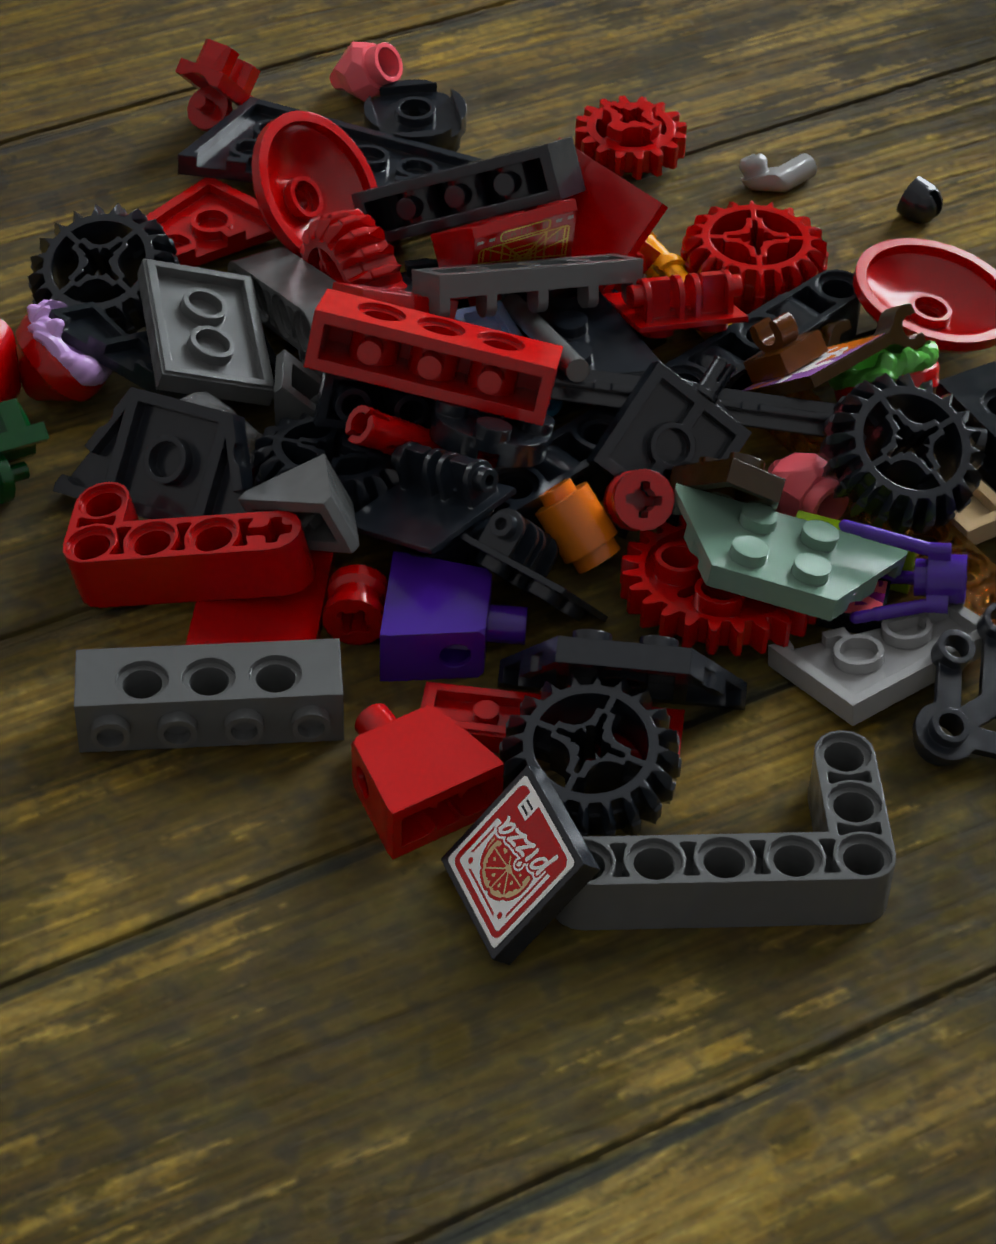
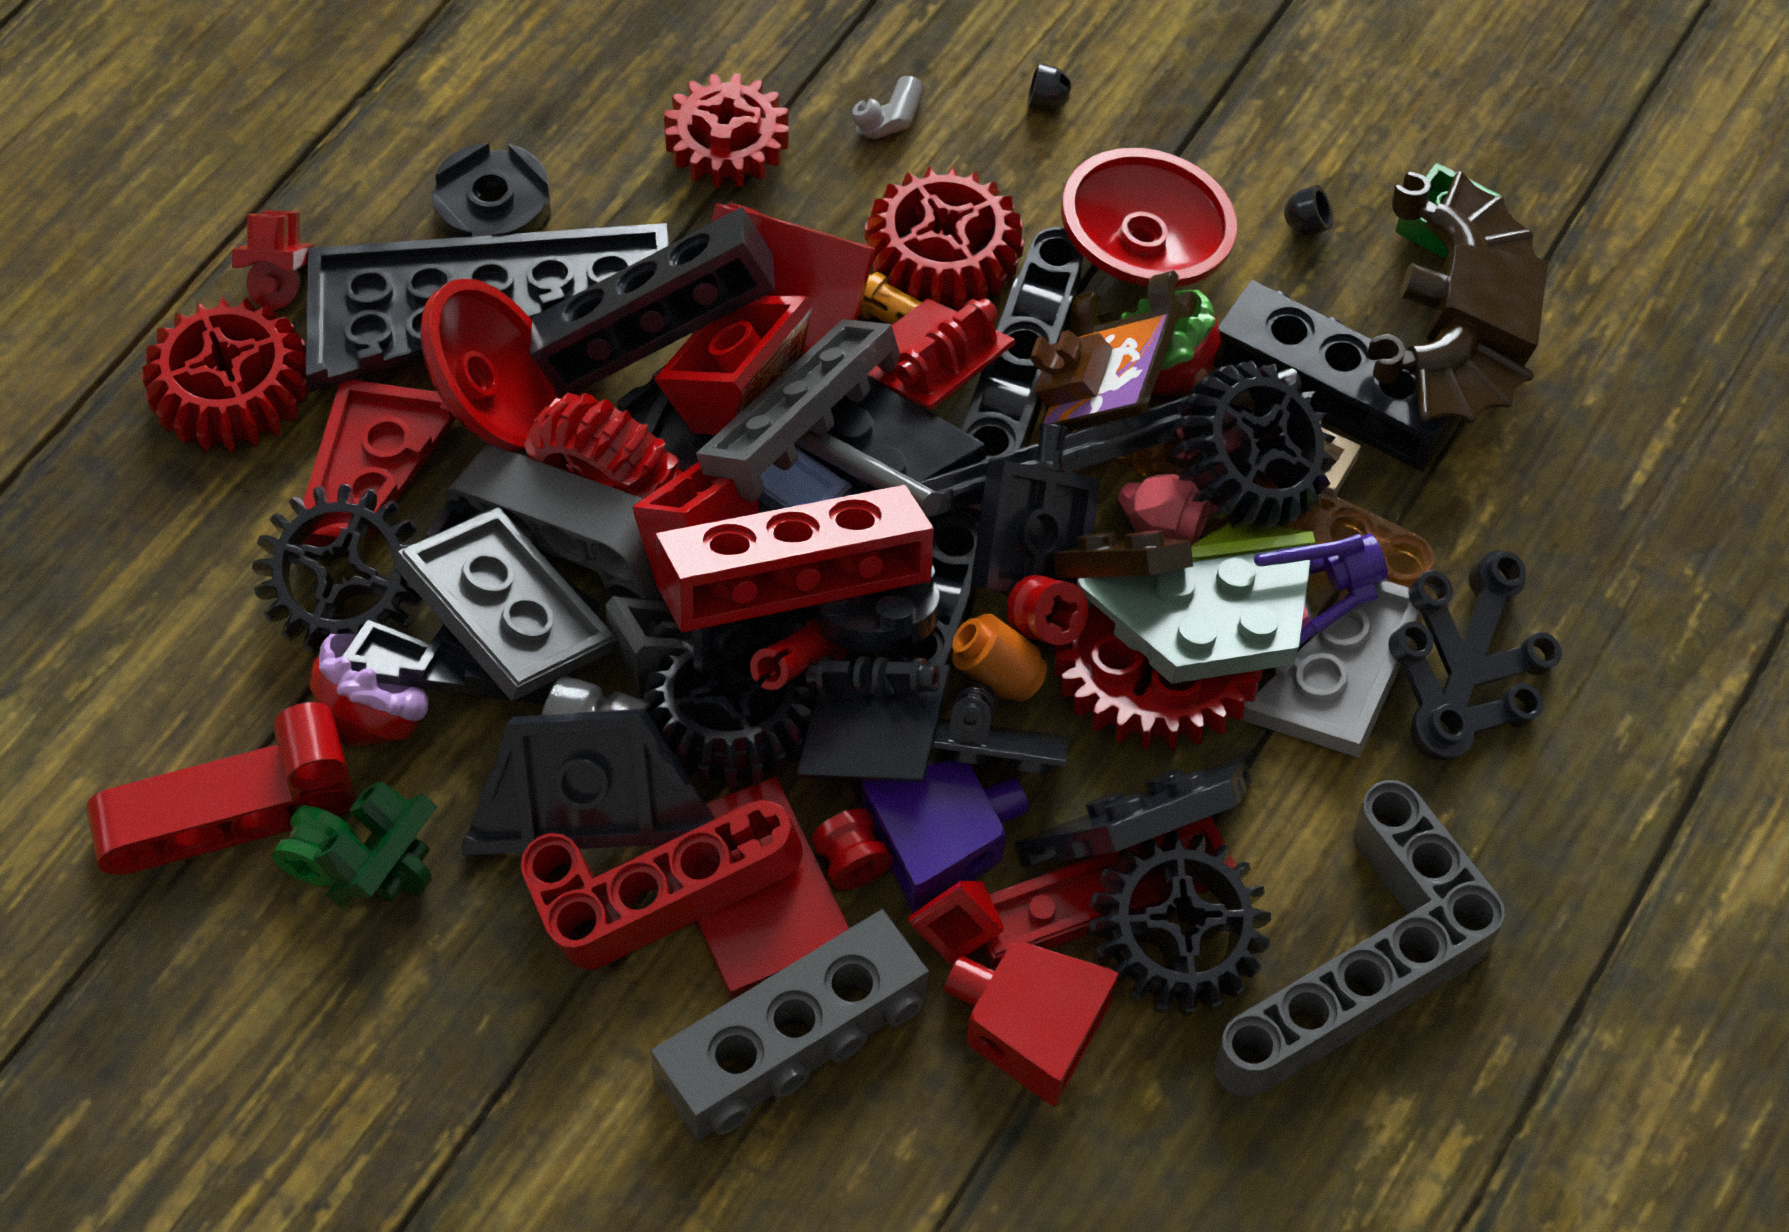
camera: 30 degrees left, 15 degrees up
(126, 146) = (198, 398): none -> red gear
(318, 501) = (764, 769): dark grey slope -> none
(366, 68) = (404, 158): coral rock -> none
(404, 678) = (958, 920): none -> red slope
(519, 865) = (1197, 1072): tile -> none

